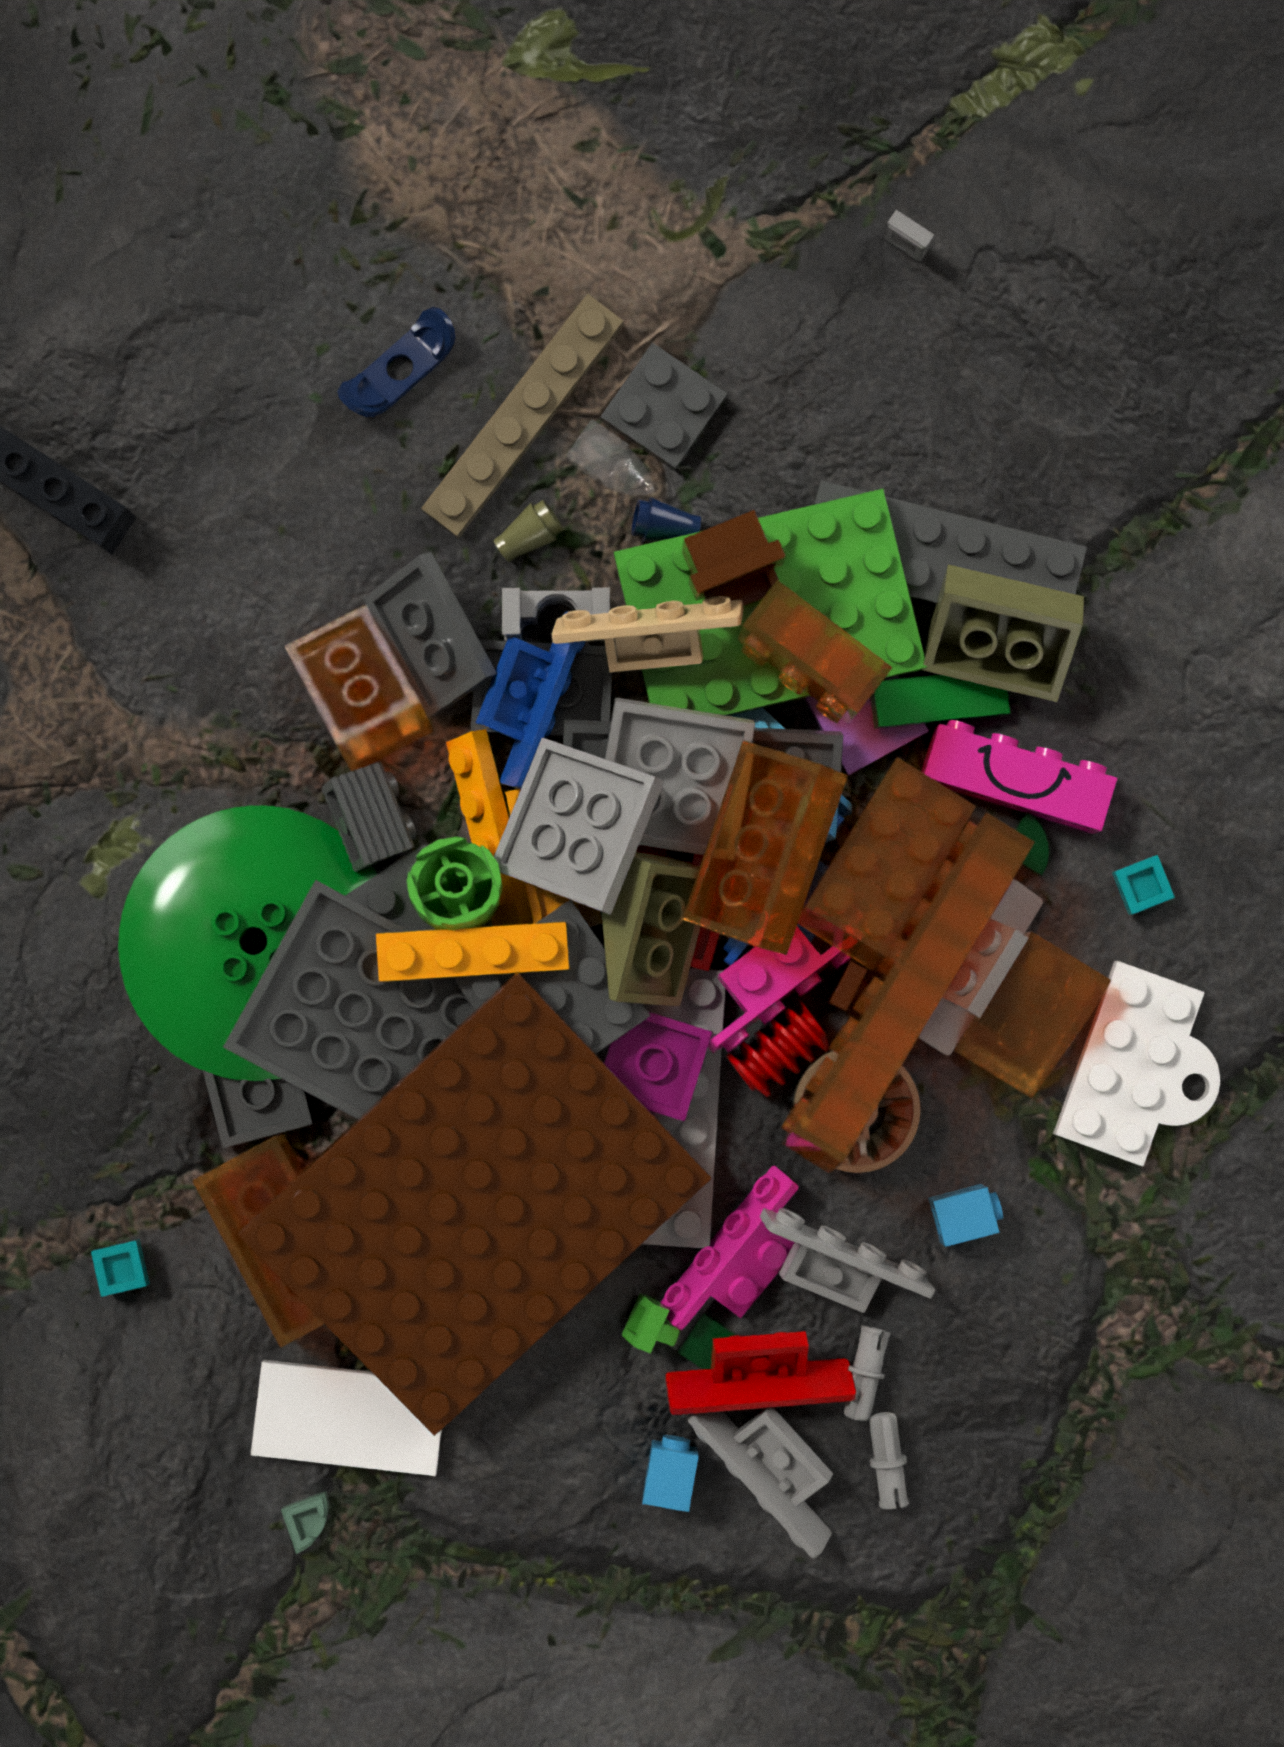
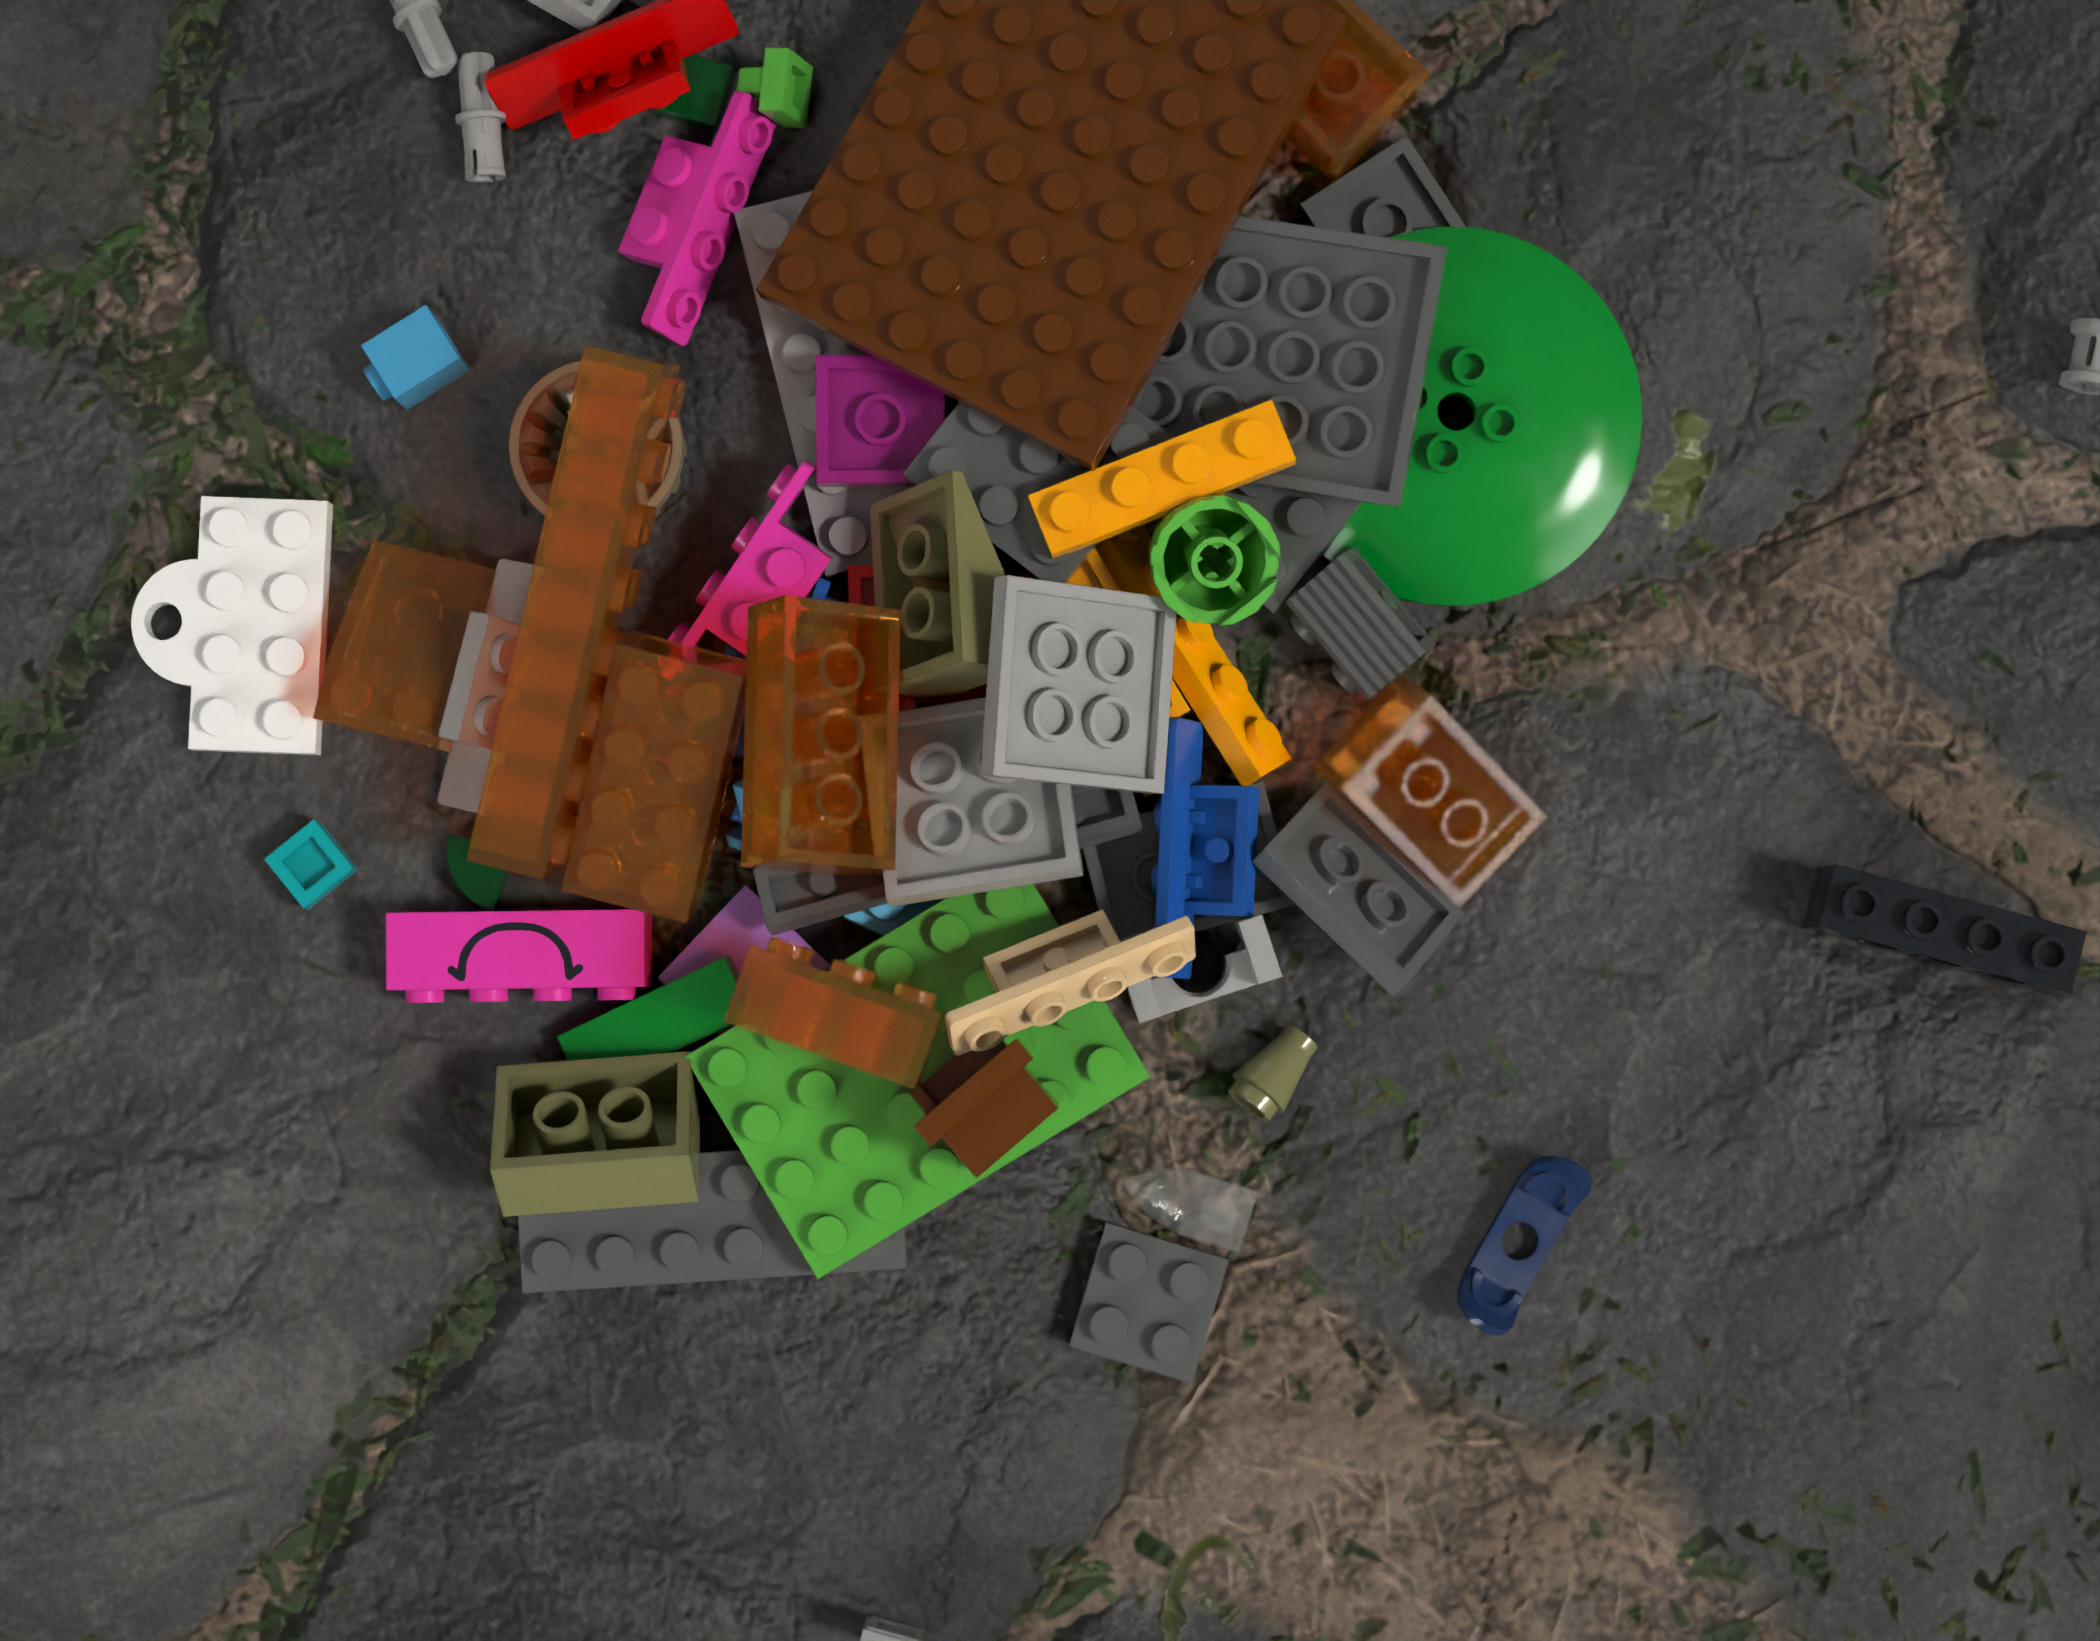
camera: 165 degrees right, 0 degrees up
(522, 416) = (1333, 1229): dark tan plate -> none
(660, 521) = (1100, 1142): dark blue cone -> none
(779, 1050) = (721, 491): red piece -> none
(838, 1269) = (558, 236): light grey bracket -> none
(848, 986) = (658, 603): reddish brown plate -> none

